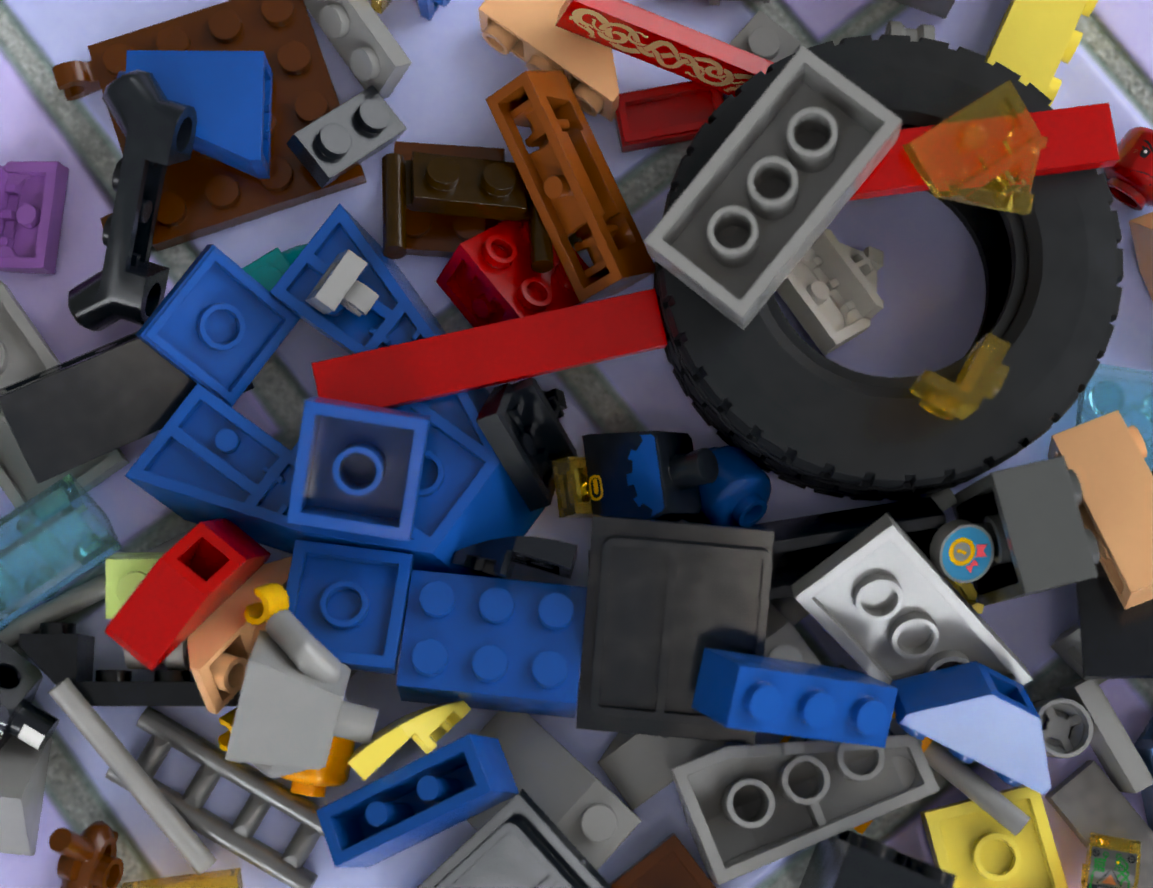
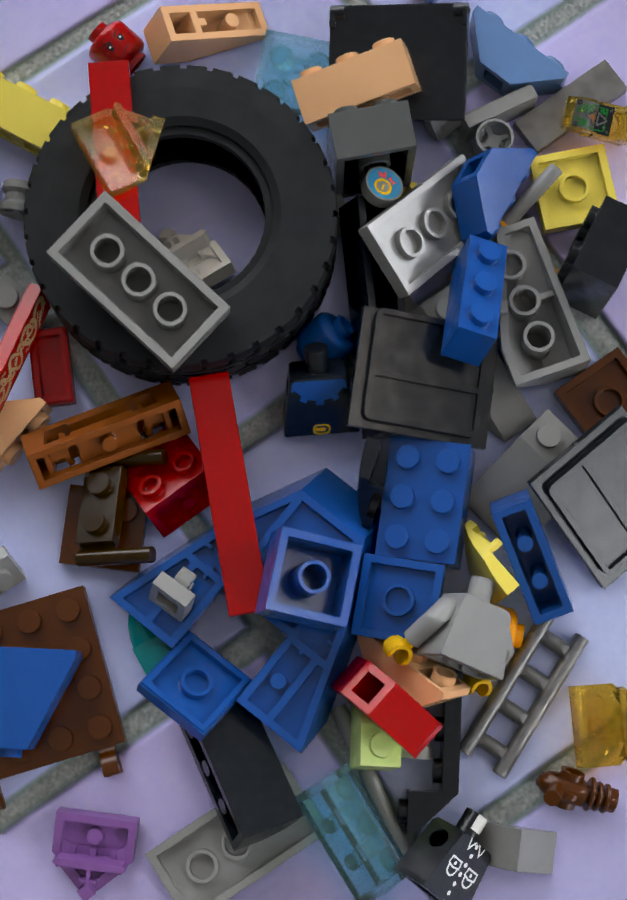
camera: 85 degrees left, 0 degrees up
(132, 776) = (506, 755): light grey bar -> none
(156, 136) = (57, 721): black plate -> none
(346, 136) = (55, 594): plate -> none
(527, 436) = (284, 473): black slope -> none
(572, 488) = (319, 446): clear yellow plate -> none
(978, 378) = (274, 163): clear yellow bracket -> none

